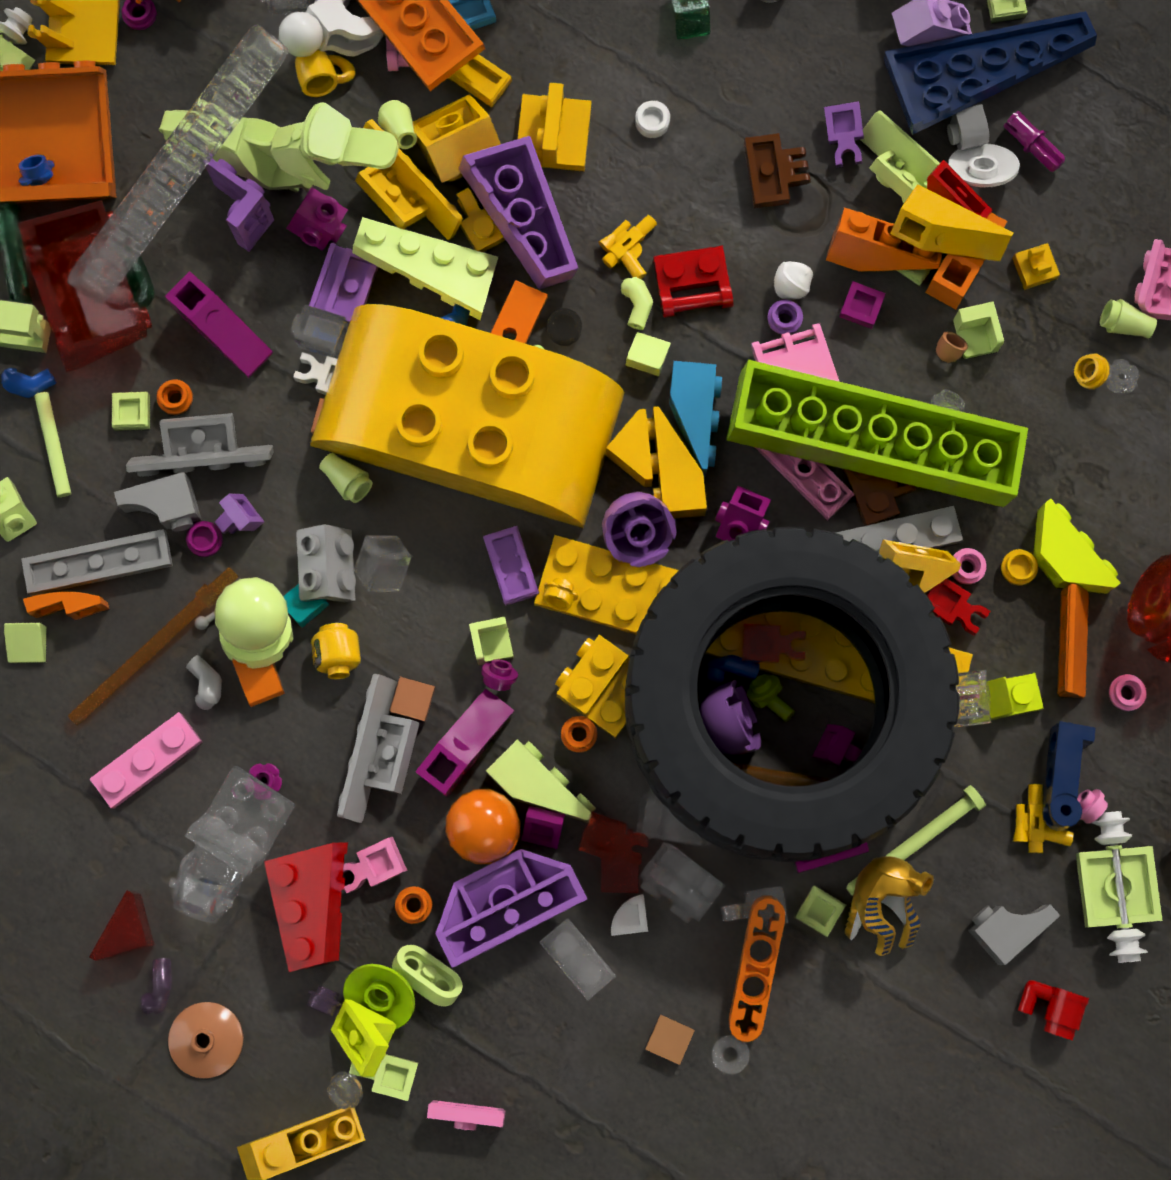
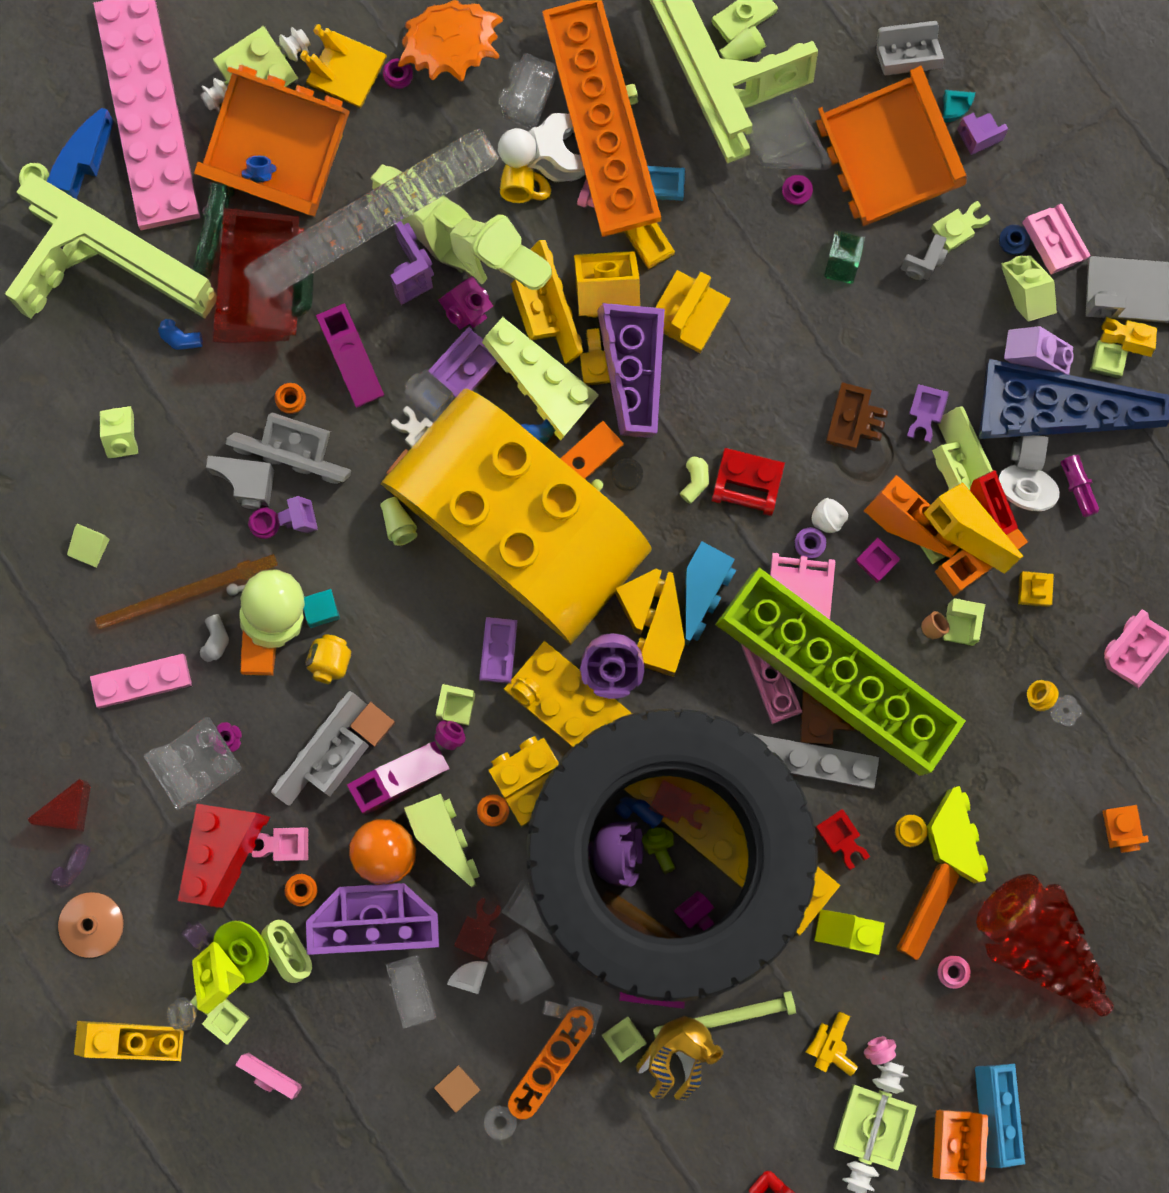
camera: 20 degrees right, 0 degrees up
(52, 444) = (177, 395): yellowish green bar -> none
(76, 604) = (138, 532): orange slope -> none
(96, 562) = (171, 505): light grey plate -> none
(131, 411) = (251, 394): yellowish green tile -> none
(205, 886) = (142, 802): clear helmet -> none
(325, 563) = (351, 585): light grey bracket -> none
(382, 563) = (396, 604): clear panel -> none
(397, 120) = (565, 252): yellowish green cone -> none
(543, 827) = (430, 873): magenta plate -> none
(607, 837) = (477, 904): clear red plate -> none
(626, 245) = (706, 430): yellow piece -> none
(647, 354) = (685, 525): yellowish green slope -> none
(652, 119) = (774, 334): white tile -> none
(742, 514) = (702, 691): magenta brick -> none
(923, 564) = (831, 795): yellow slope -> none
(948, 400) = (912, 669): clear plate -> none
(974, 699) = (820, 921): clear brick -> none
(976, 560) = (876, 804): bright pink plate -> none
(1007, 933) = (767, 1125): light grey arch -> none
(1064, 758) = (856, 1038): dark blue leg -> none
(1125, 319) = (1090, 665): yellowish green cone -> none

